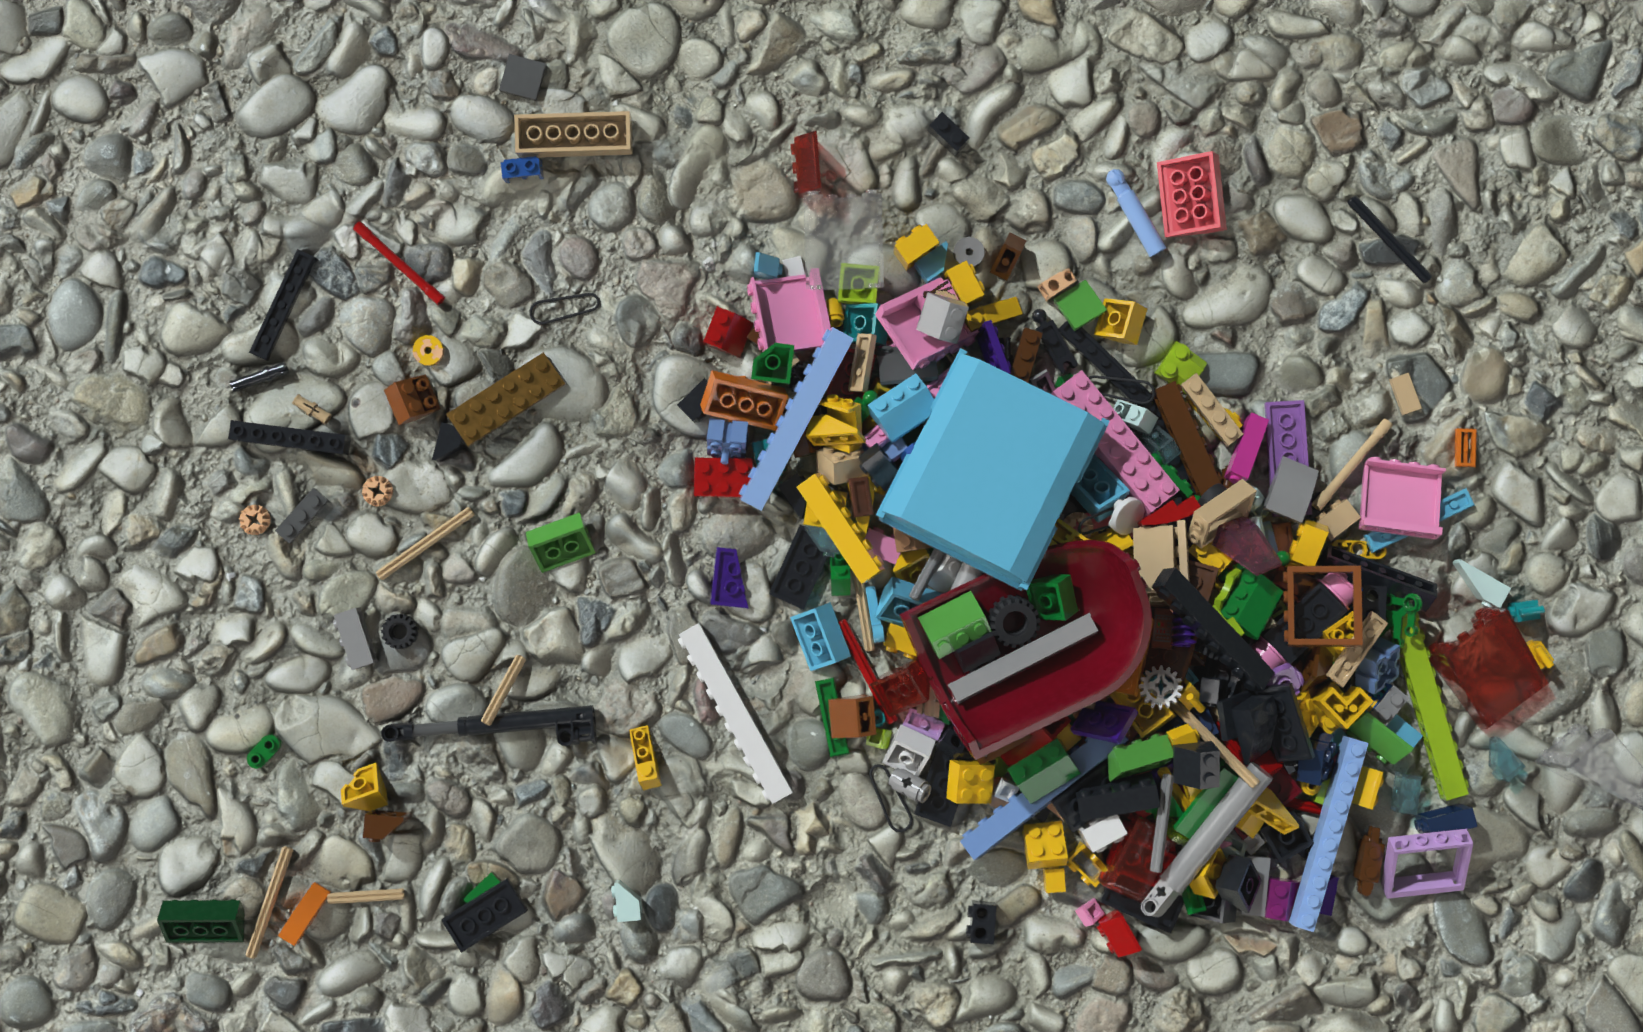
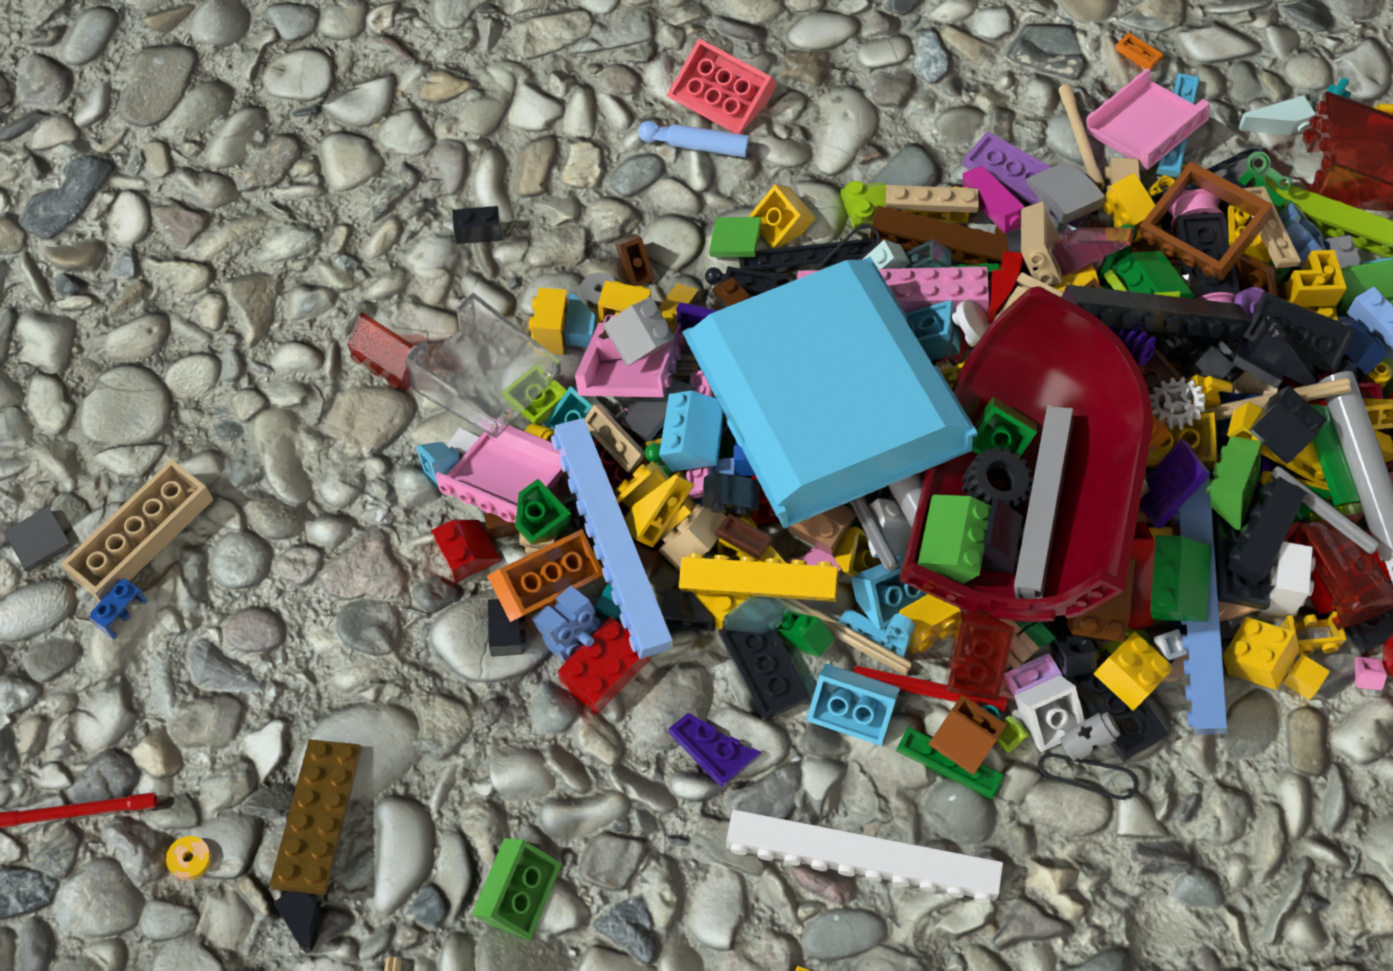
camera: 45 degrees left, 25 degrees down
(412, 399) = (218, 918): dark orange slope -> none
(562, 298) = (296, 691): black piece -> none
(986, 922) = (1307, 778): black brick -> none
(1056, 284) = (697, 242): light nougat leg -> none
(1405, 393) = (1049, 61): tan tile -> none

